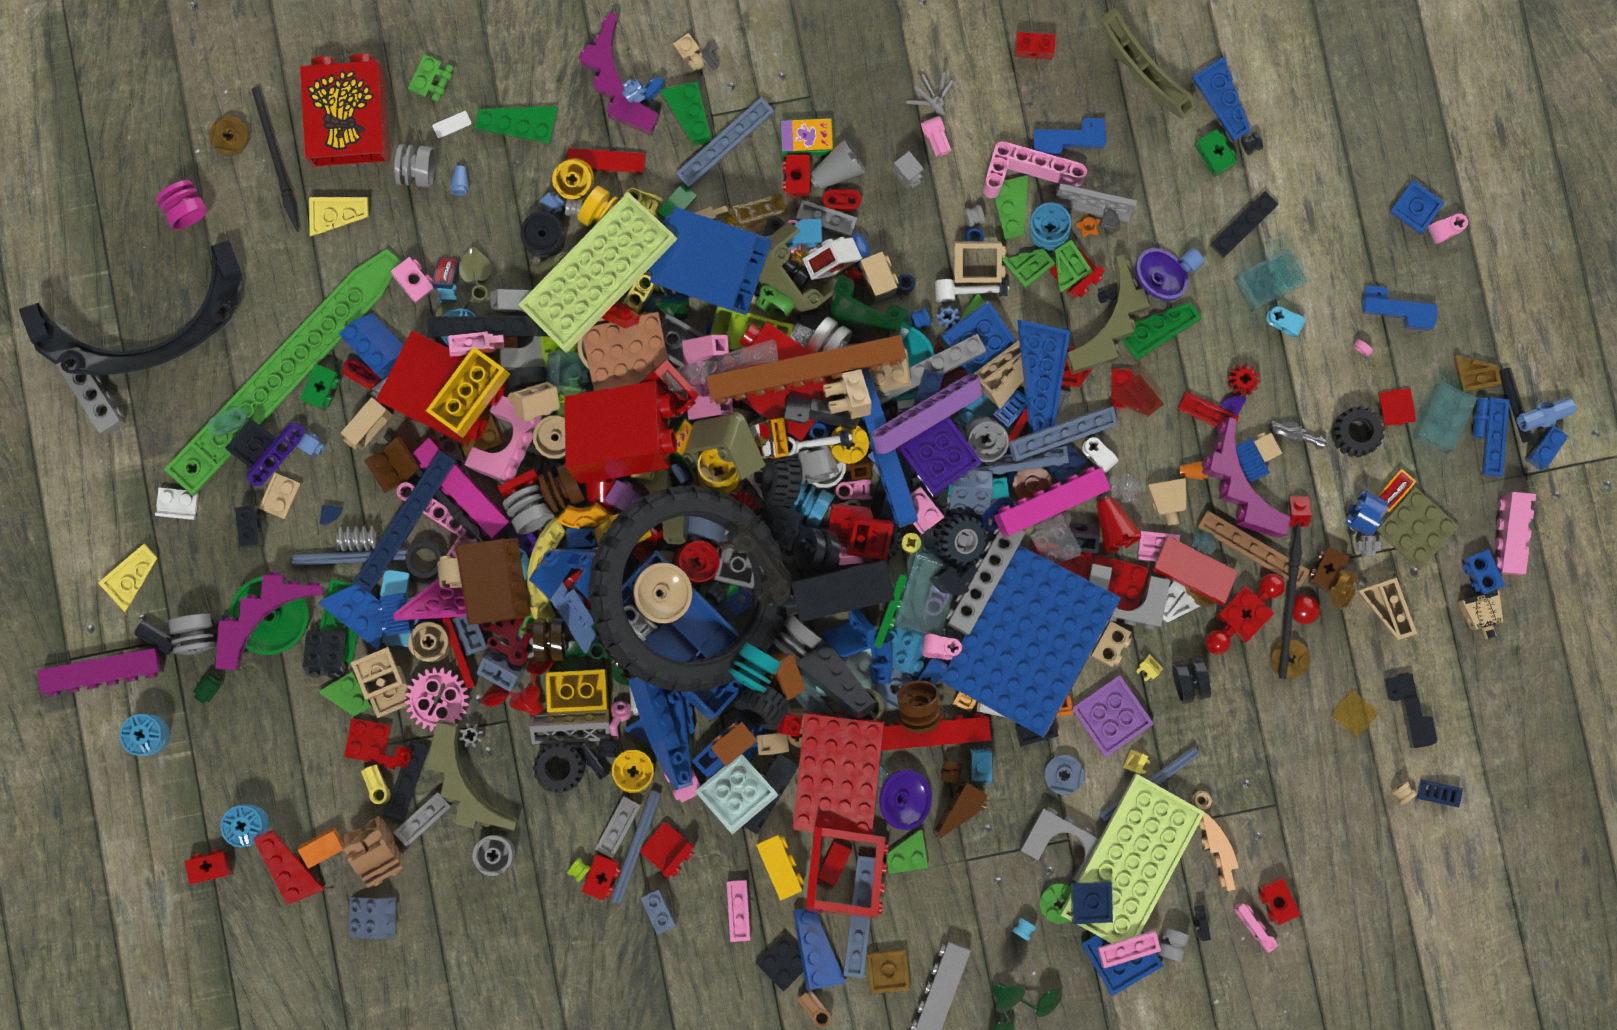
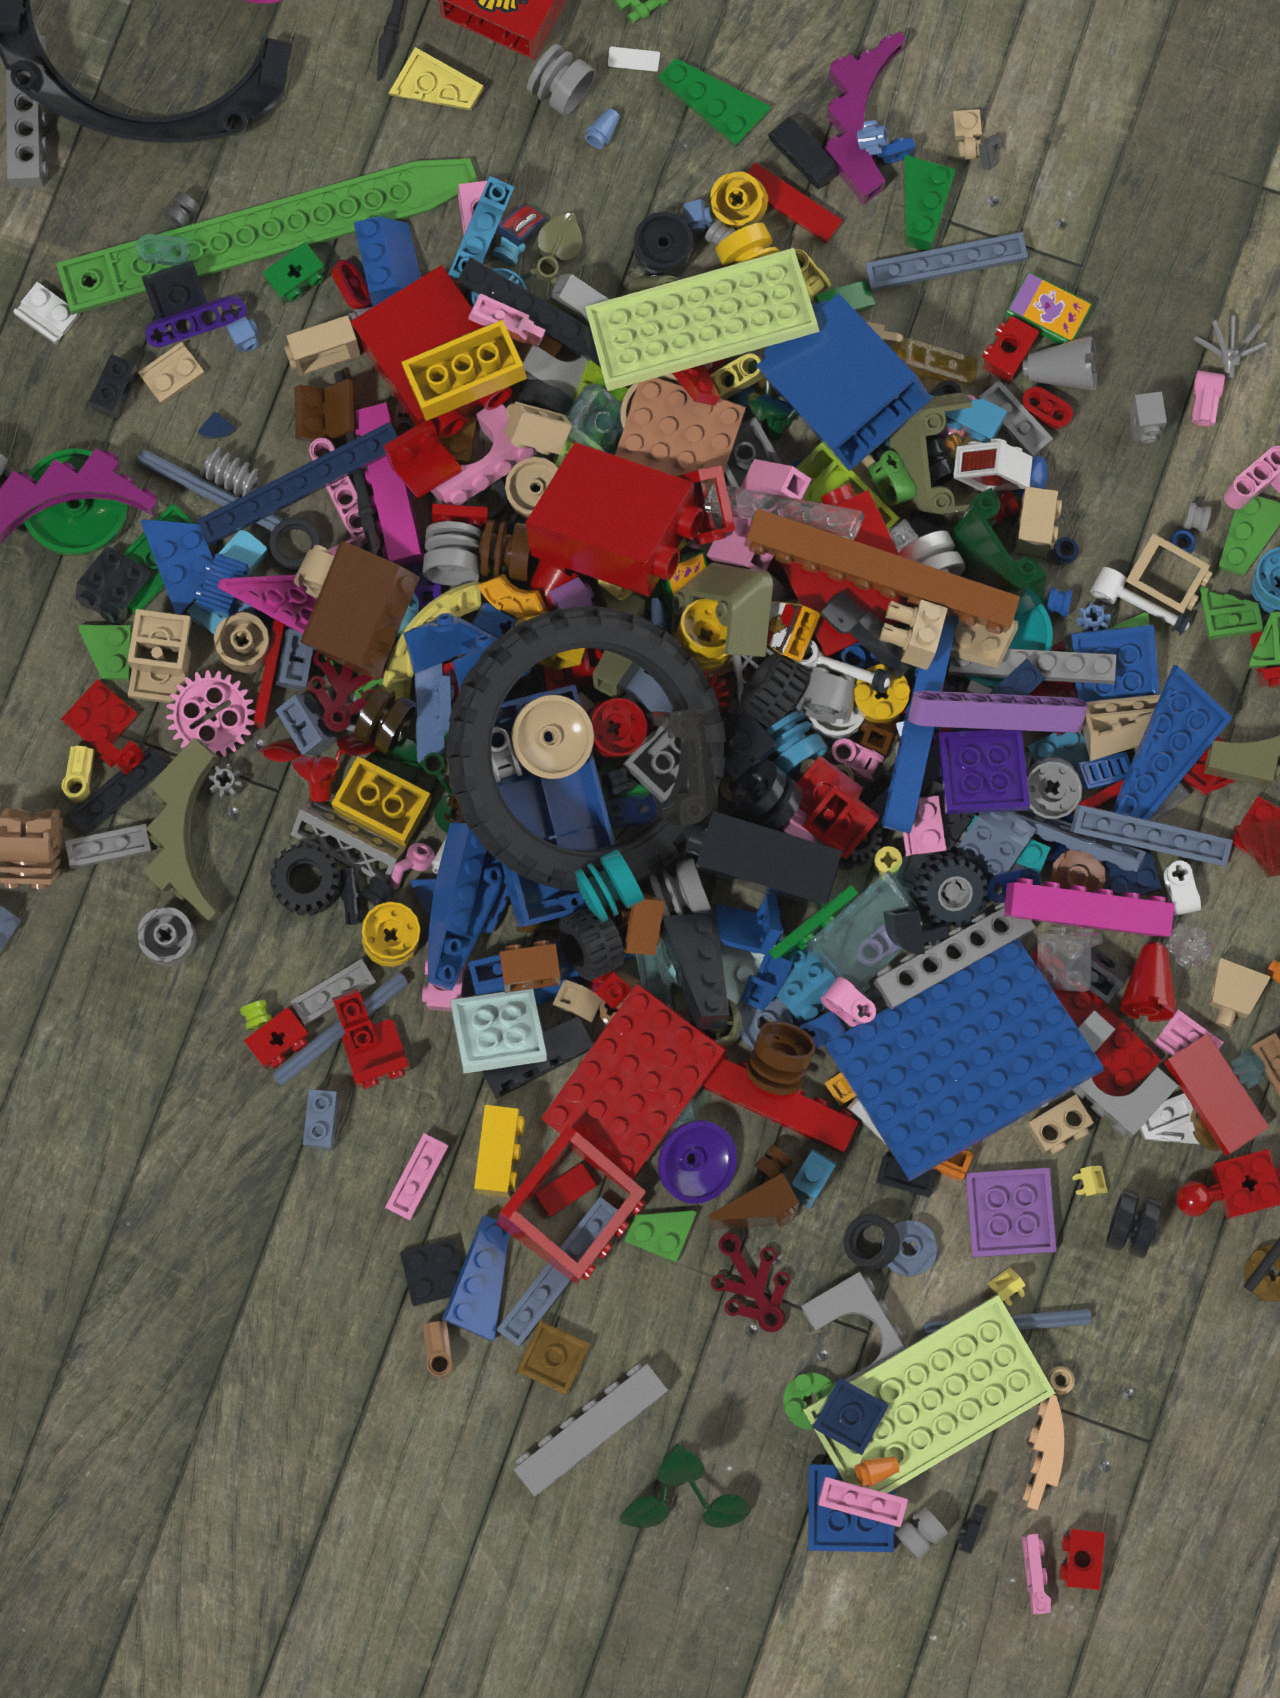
camera: 35 degrees right, 5 degrees down
(222, 388) = (181, 209): none -> flat silver wheel
(421, 290) = (482, 224): none -> dark azure slope
(474, 462) = (421, 459): none -> red bracket
(595, 124) = (803, 152): none -> black beam
(643, 838) = (355, 1021): none -> red slope
(983, 855) = (754, 1287): none -> dark red plant
(1024, 929) = (749, 1405): medium azure wheel -> none
(1026, 789) = (890, 1246): none -> black tyre
(1126, 925) = (875, 1470): none -> orange cone

